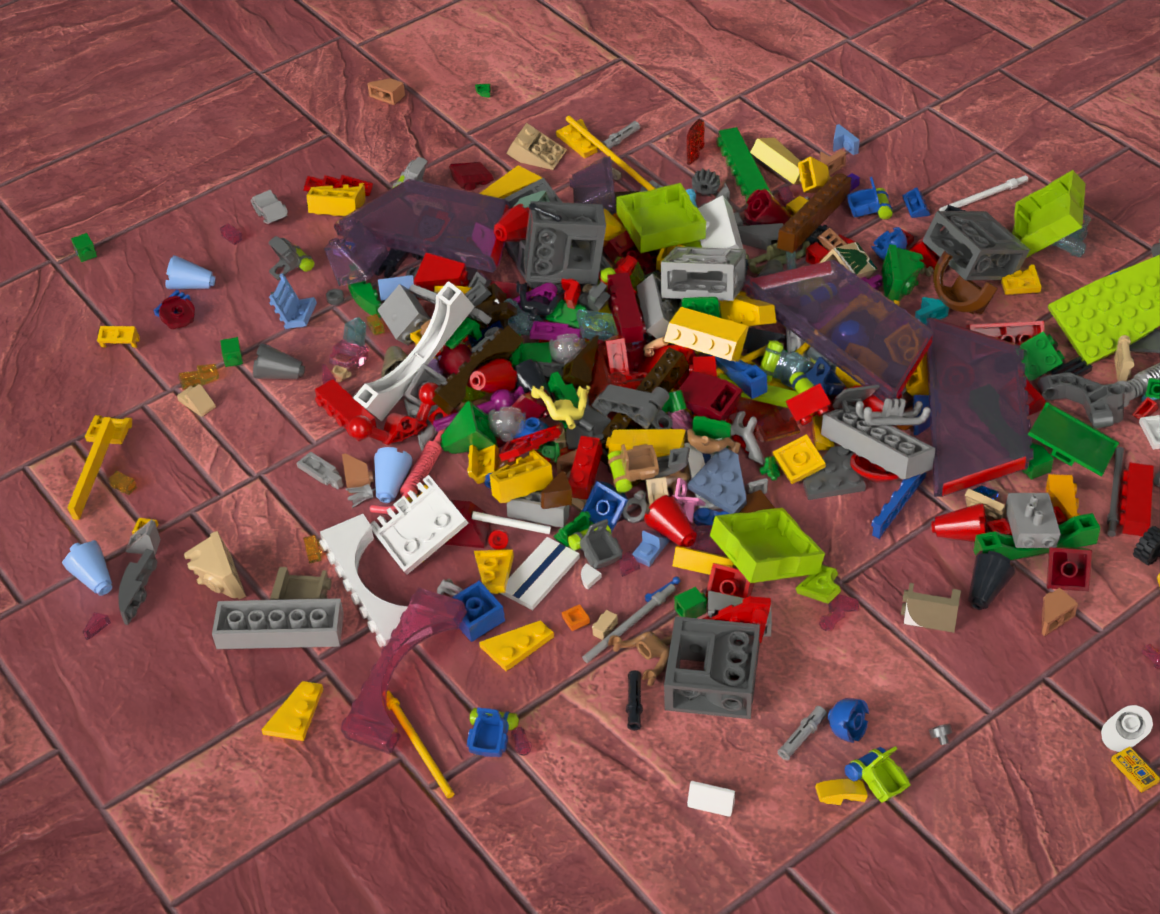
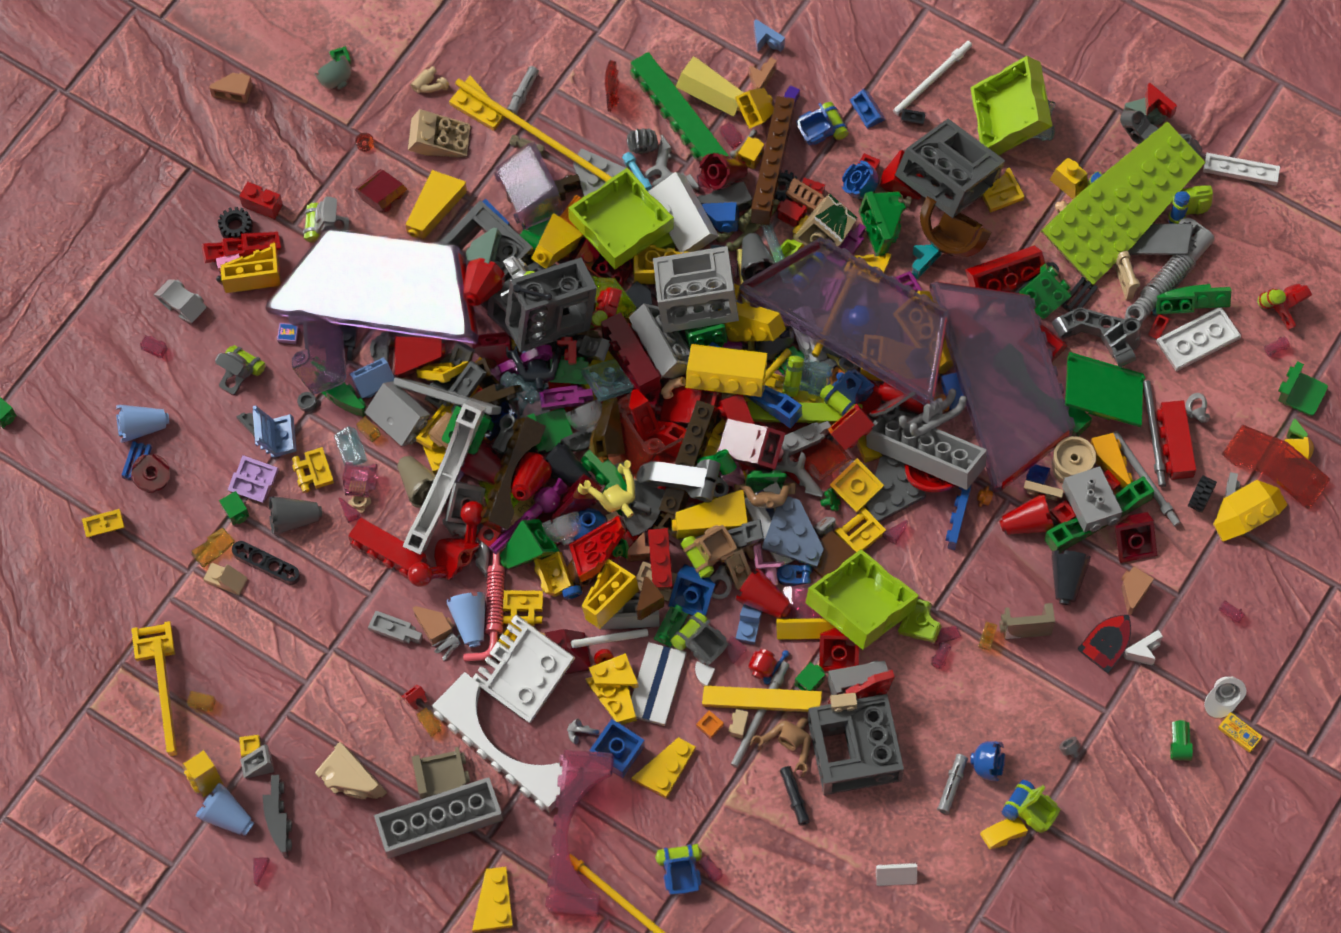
camera: 20 degrees left, 20 degrees up
(84, 523) = (202, 774): none -> yellow wedge
(240, 395) = (267, 560): none -> black beam
(260, 333) = (253, 479): none -> lavender slope
(310, 522) = (414, 693): none -> red tile
(318, 342) = (318, 468): none -> yellow plate
(341, 167) = (233, 215): none -> black tyre
(370, 160) = (263, 202): none -> red piece
(448, 478) = (523, 602): none -> yellow plate
(471, 93) = (334, 73): none -> sand green cylinder
(474, 143) = (364, 142): none -> clear red tile
(501, 549) = (614, 673): none -> yellow wing
(544, 115) = (421, 83): none -> tan plant
(631, 606) = (760, 698): none -> yellow tile
(648, 579) = (762, 664): none -> red head
(711, 617) = (843, 702): none -> tan piece
(755, 243) = (723, 215): none -> blue slope
(765, 413) = (805, 437): none -> light grey hinge
(791, 498) = (863, 536): none -> yellow plate
(824, 508) = (895, 532): none -> clear pink piece
(886, 613) = (988, 636): none -> clear yellow piece
(923, 499) = (984, 496): none -> orange plate
(1011, 648) = (1107, 641): none -> shield
(1023, 480) = (1072, 457): none -> tan wheel
(1048, 664) = (1140, 651): none -> white slope
(1065, 760) = (1180, 746): none -> green piece
(1086, 274) = (1070, 178): none -> yellow torso
(1109, 552) = (1166, 508): none -> light grey bar

